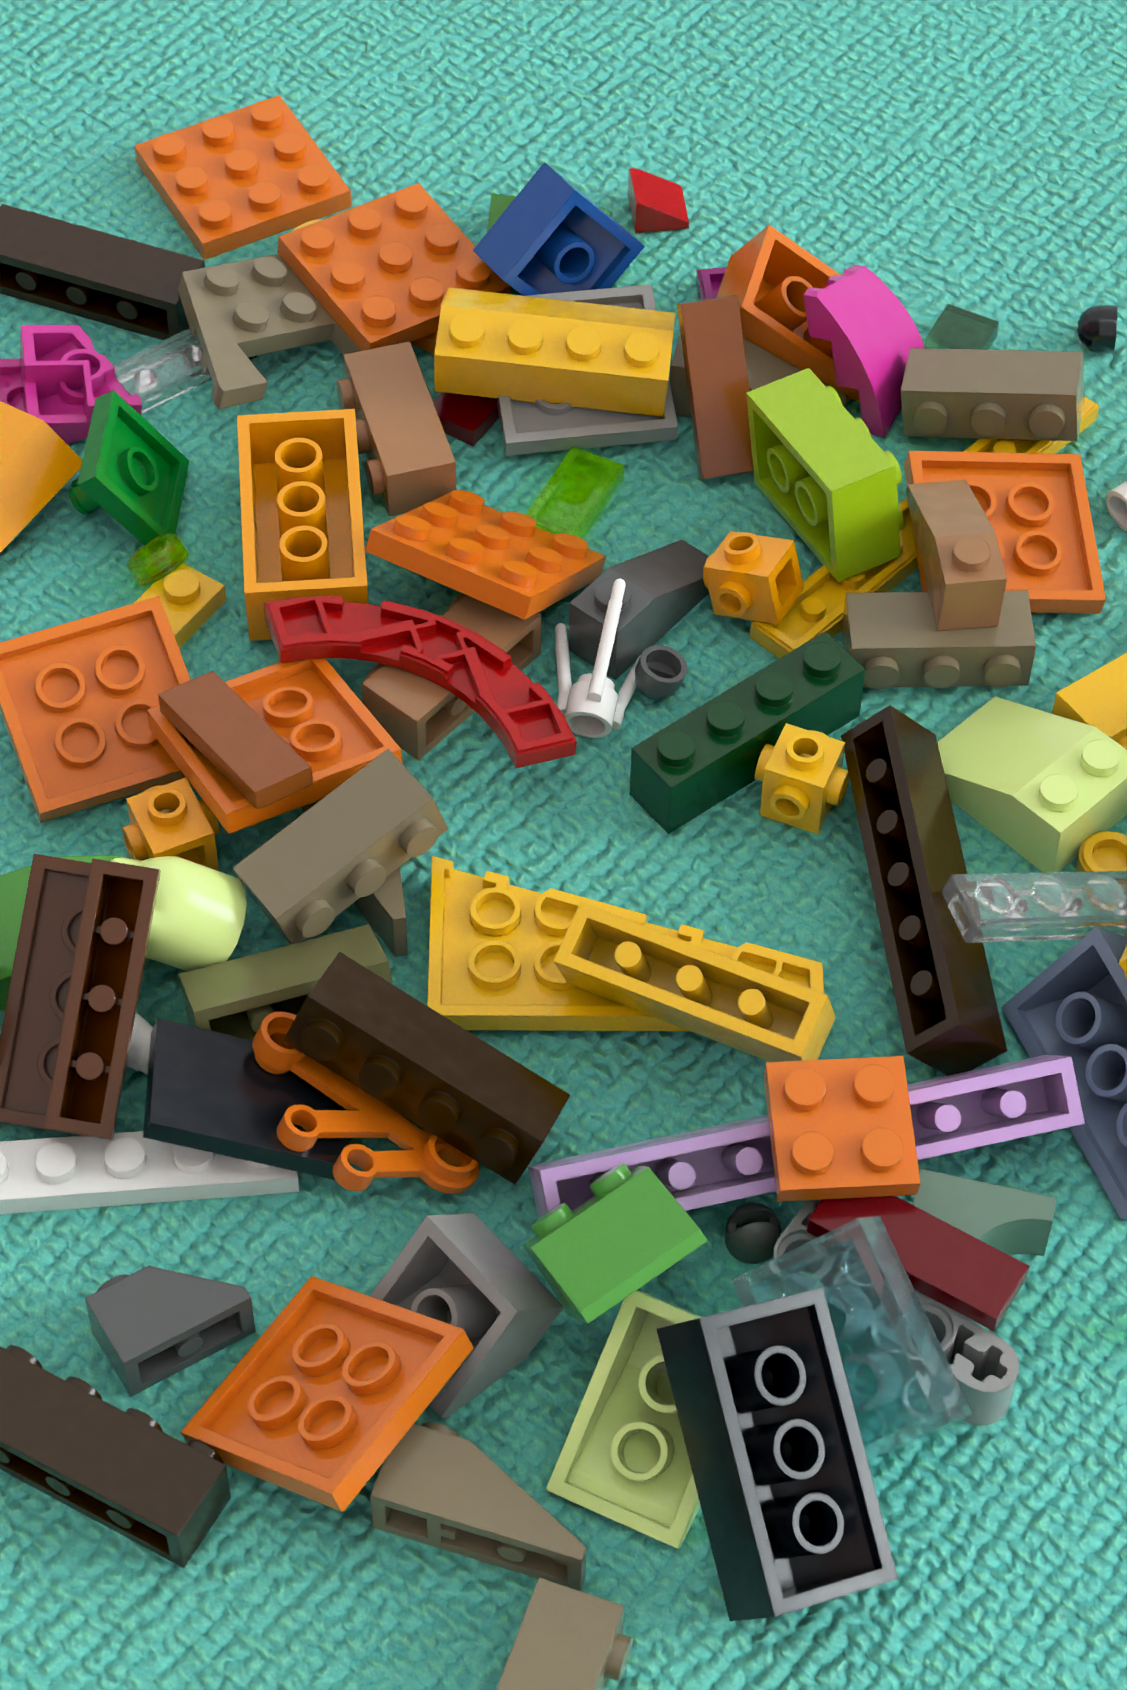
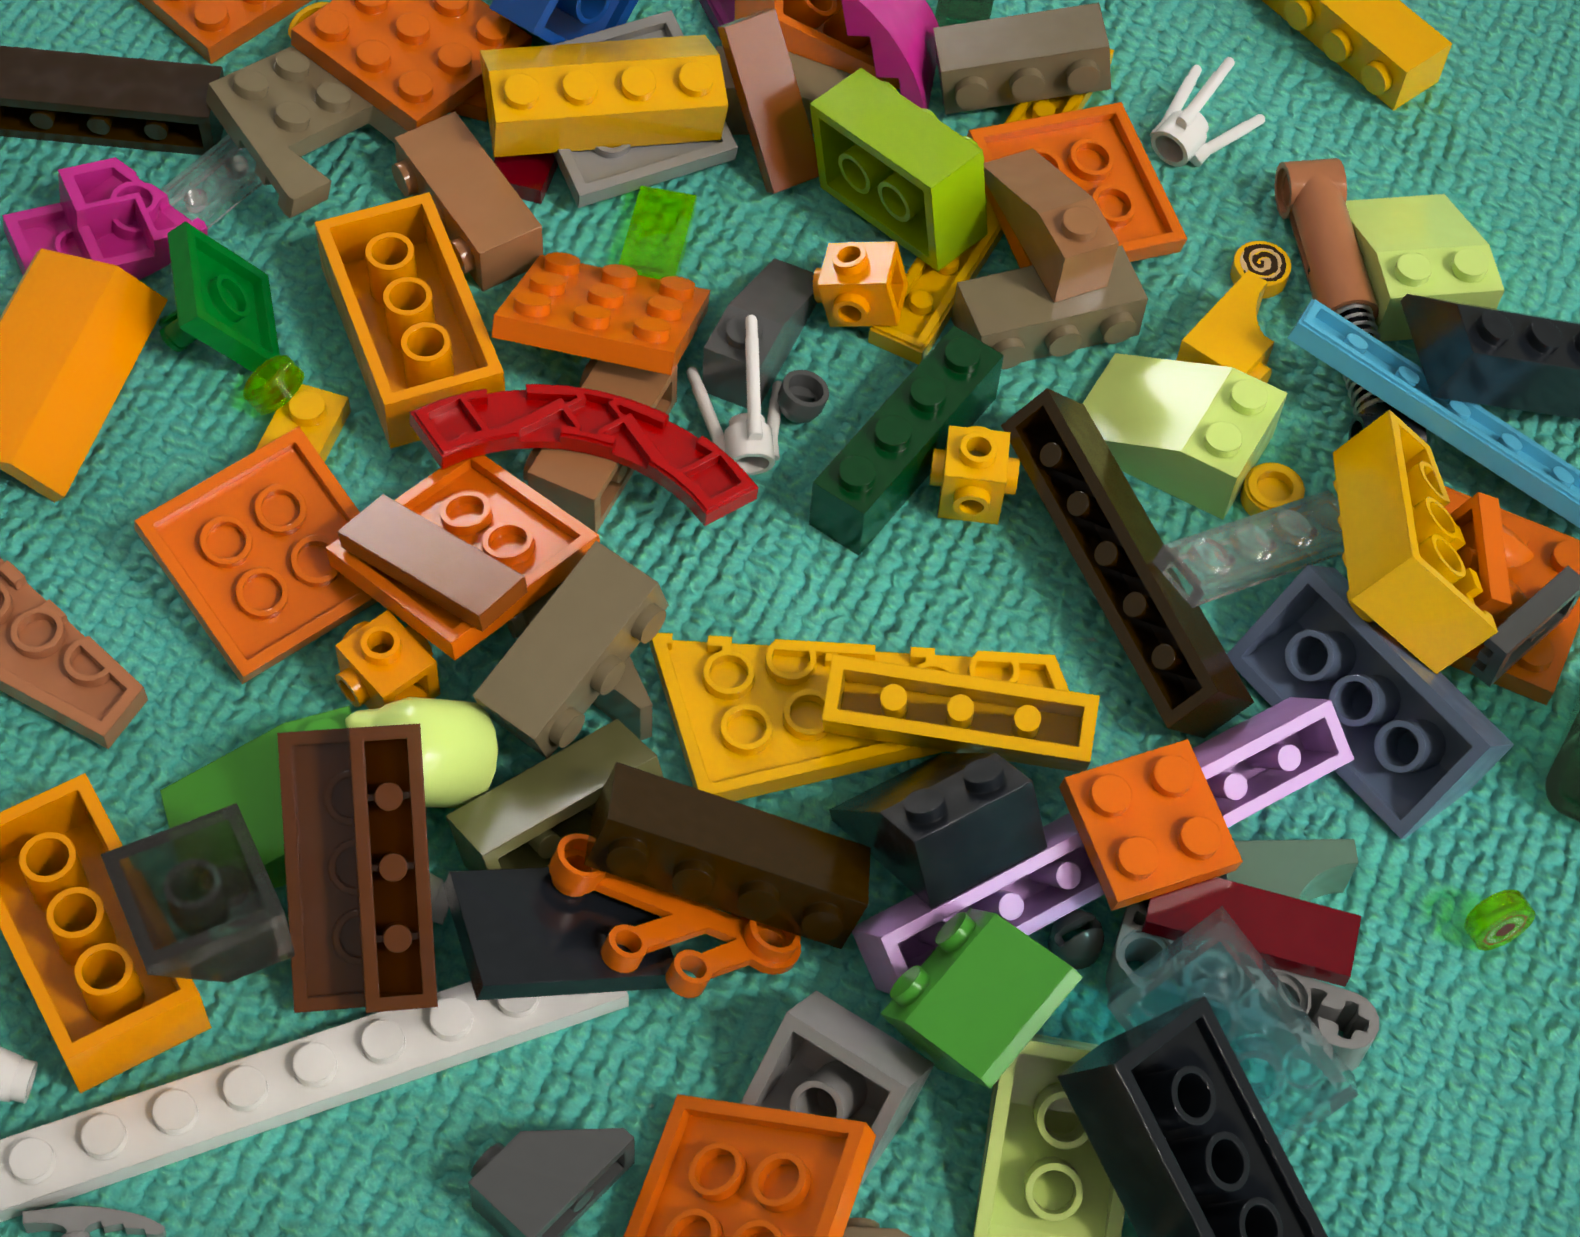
camera: 20 degrees left, 5 degrees up
(649, 1088) = (947, 823): none -> black slope

